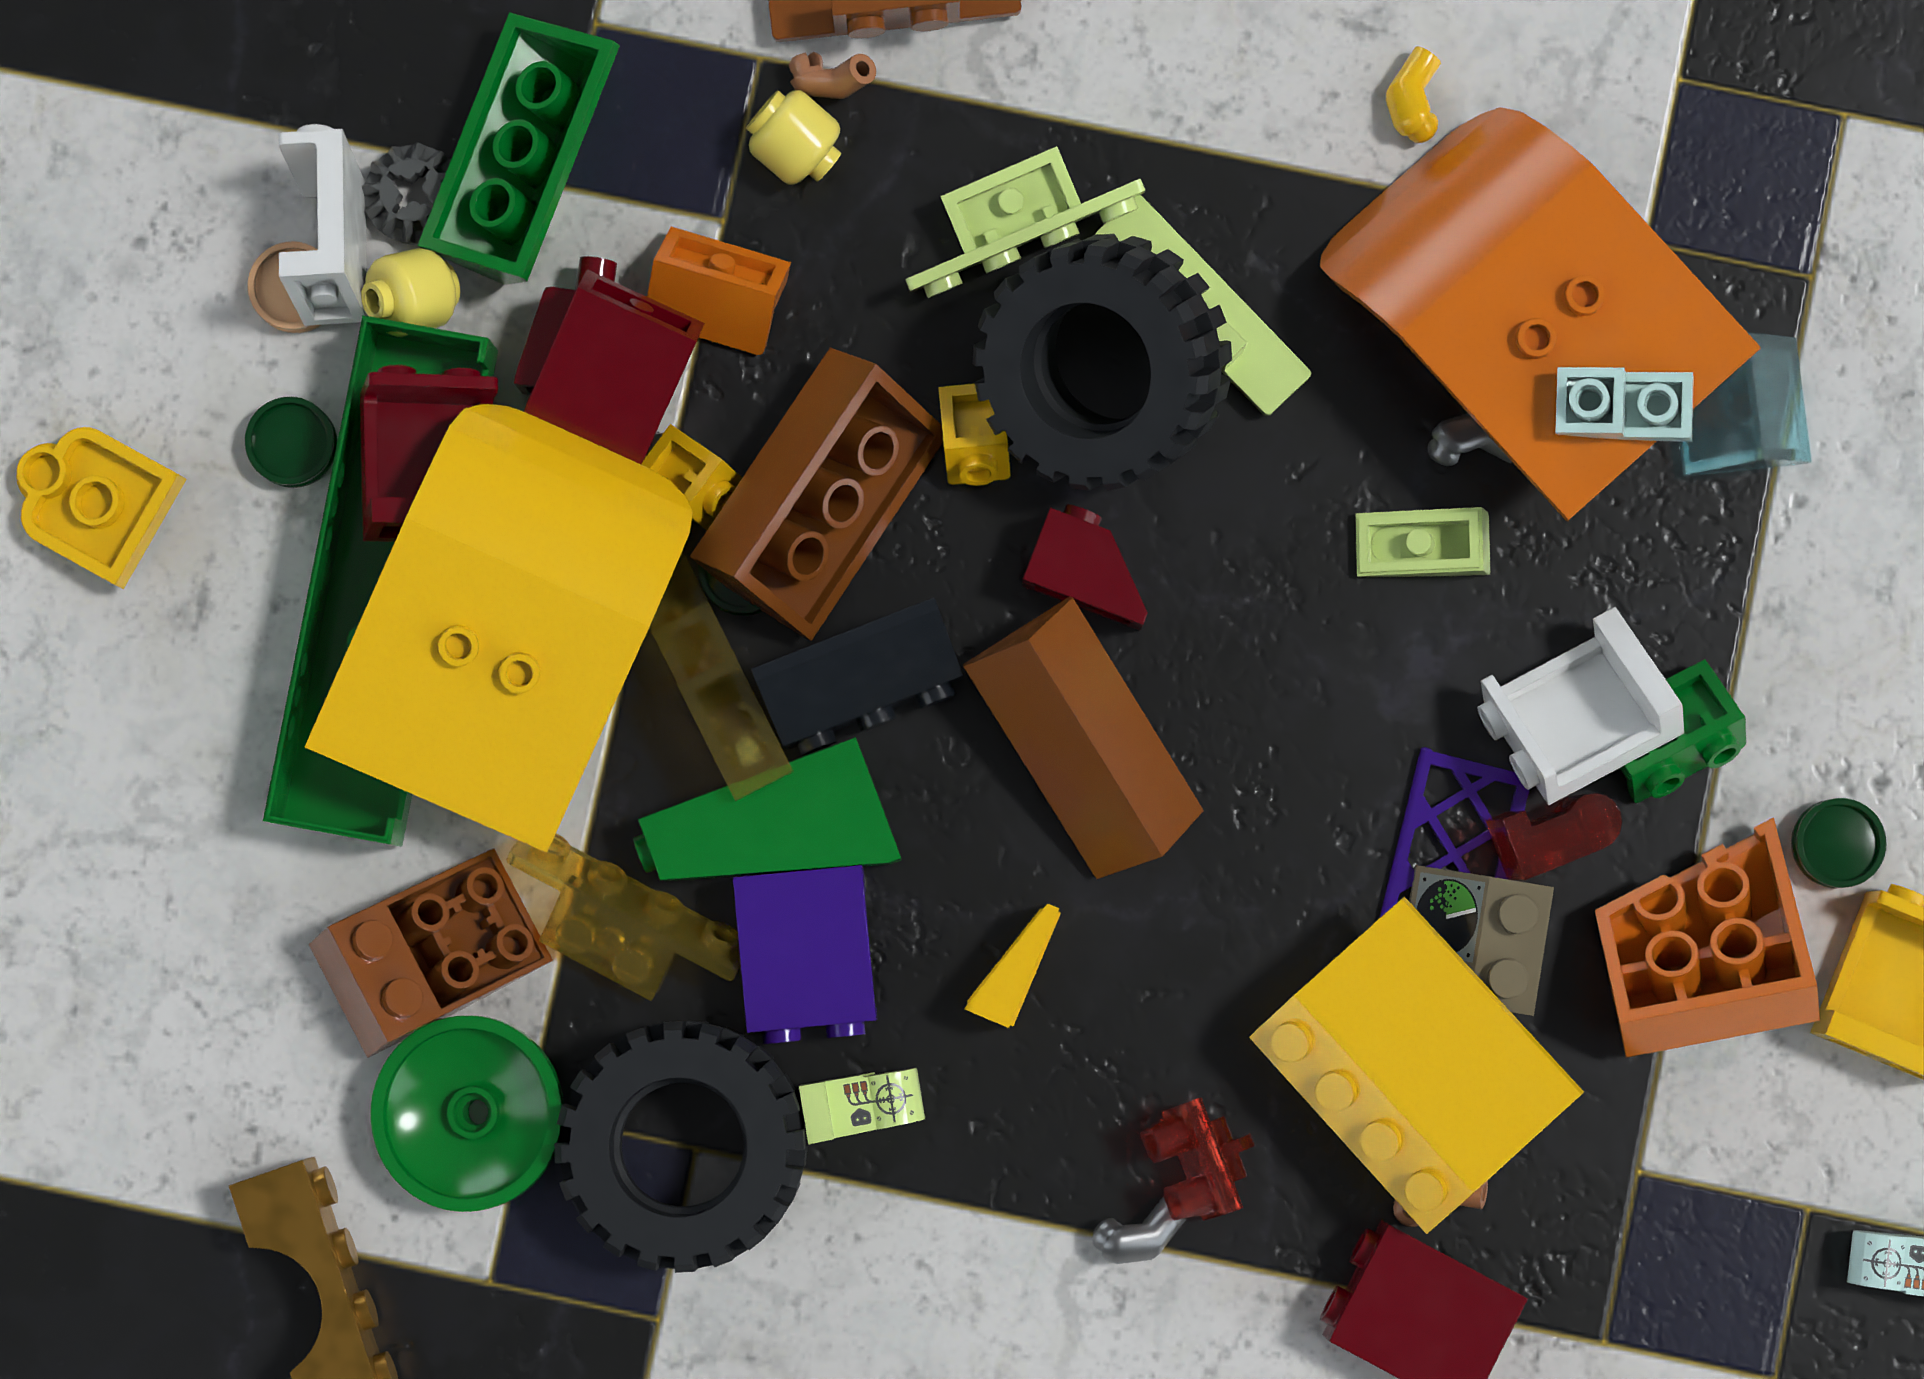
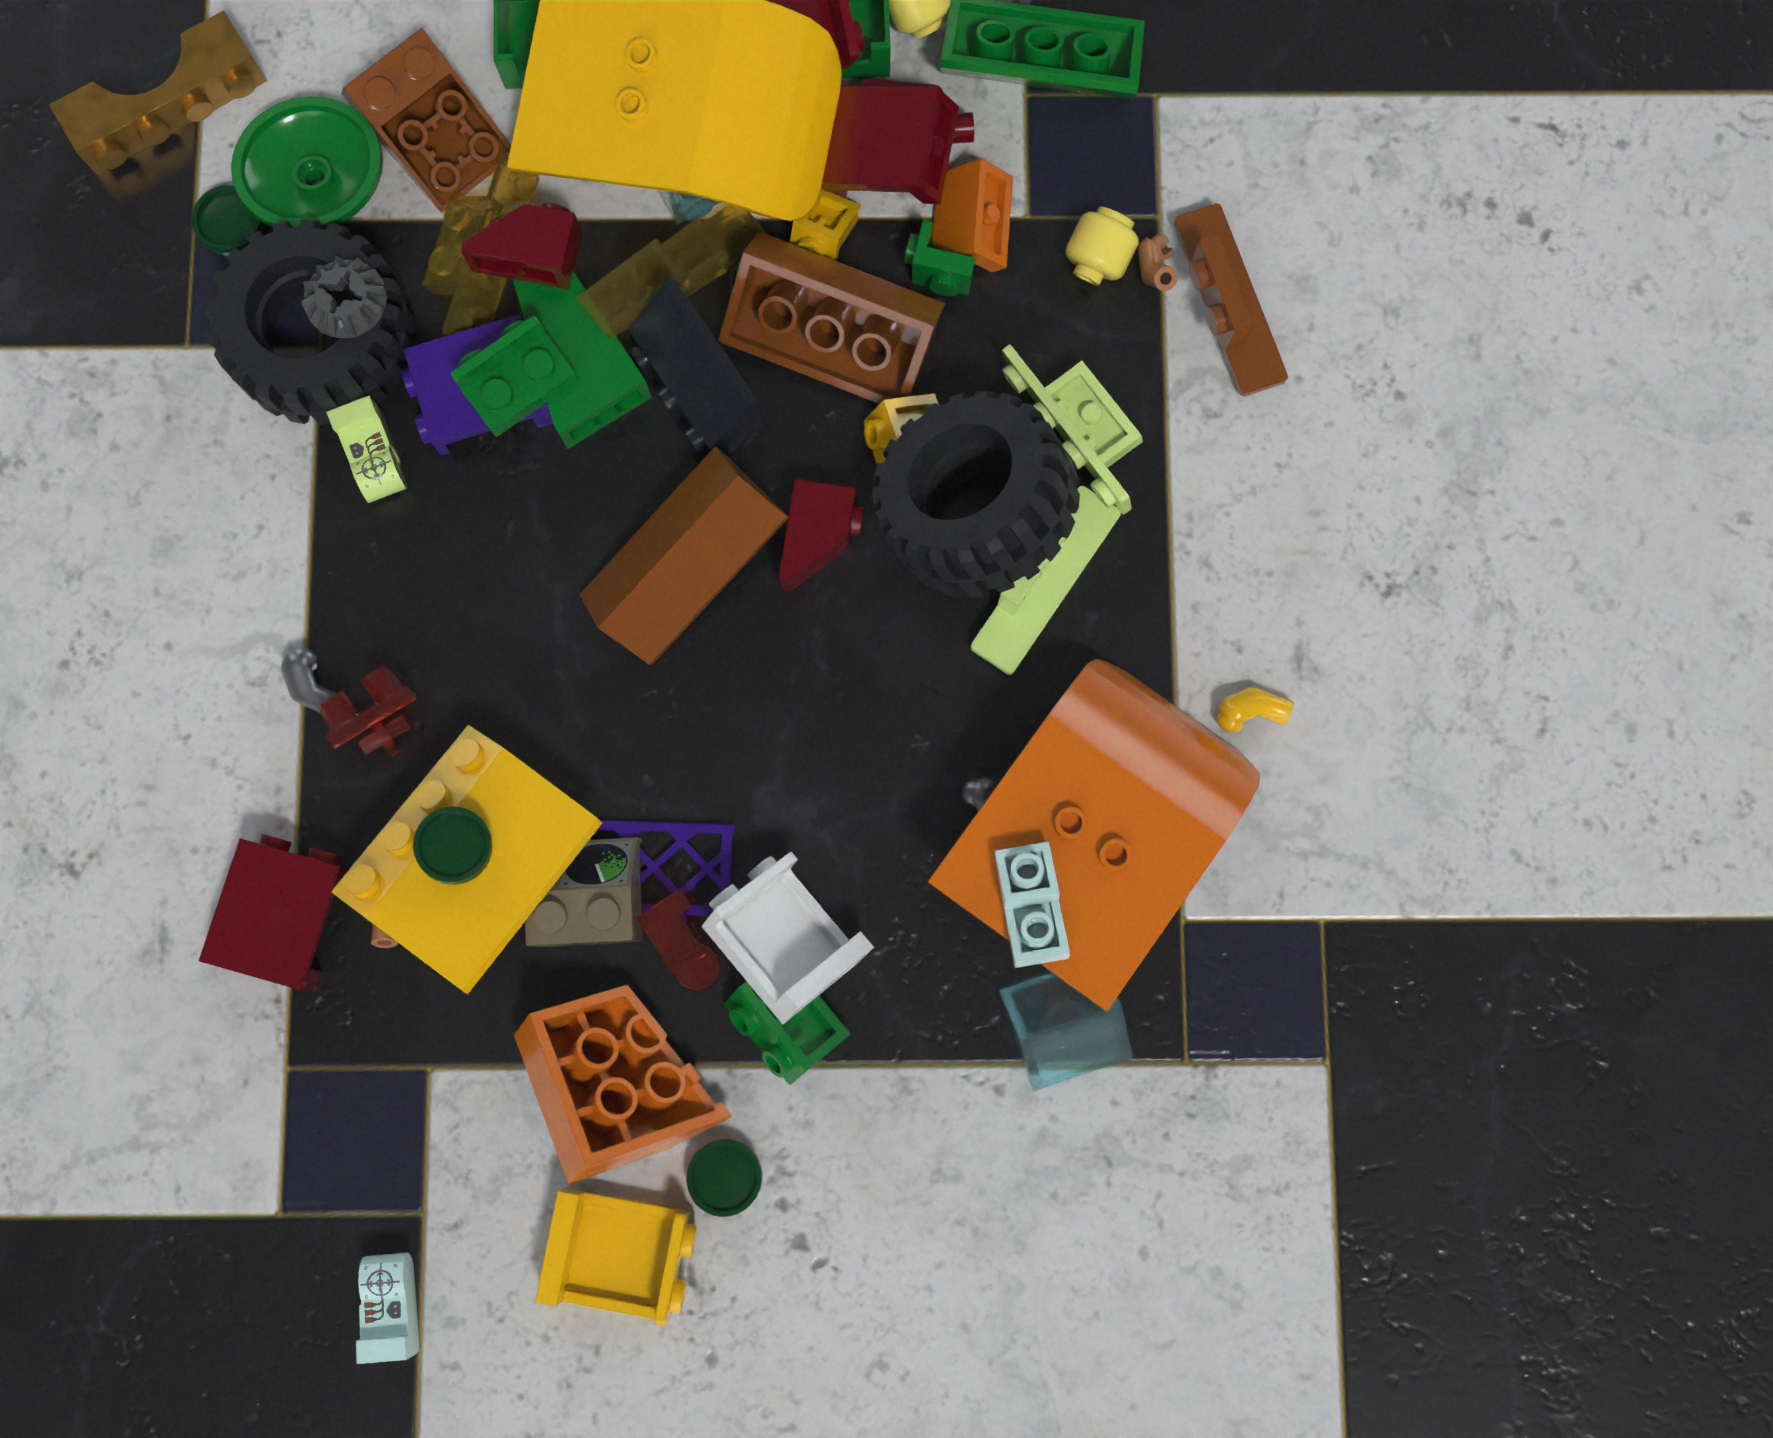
camera: 75 degrees right, 5 degrees down
(505, 1239) = (224, 221): none -> dark green piece
(657, 842) = (528, 246): none -> dark red slope
(716, 1077) = (354, 316): none -> dark grey gear
(784, 341) = (938, 269): none -> green bracket
(823, 896) = (513, 375): none -> green bracket
(1008, 983) = (484, 542): yellow slope -> none
(1408, 1072) = (452, 845): none -> dark green piece
(1423, 543) = (897, 792): yellowish green slope -> none

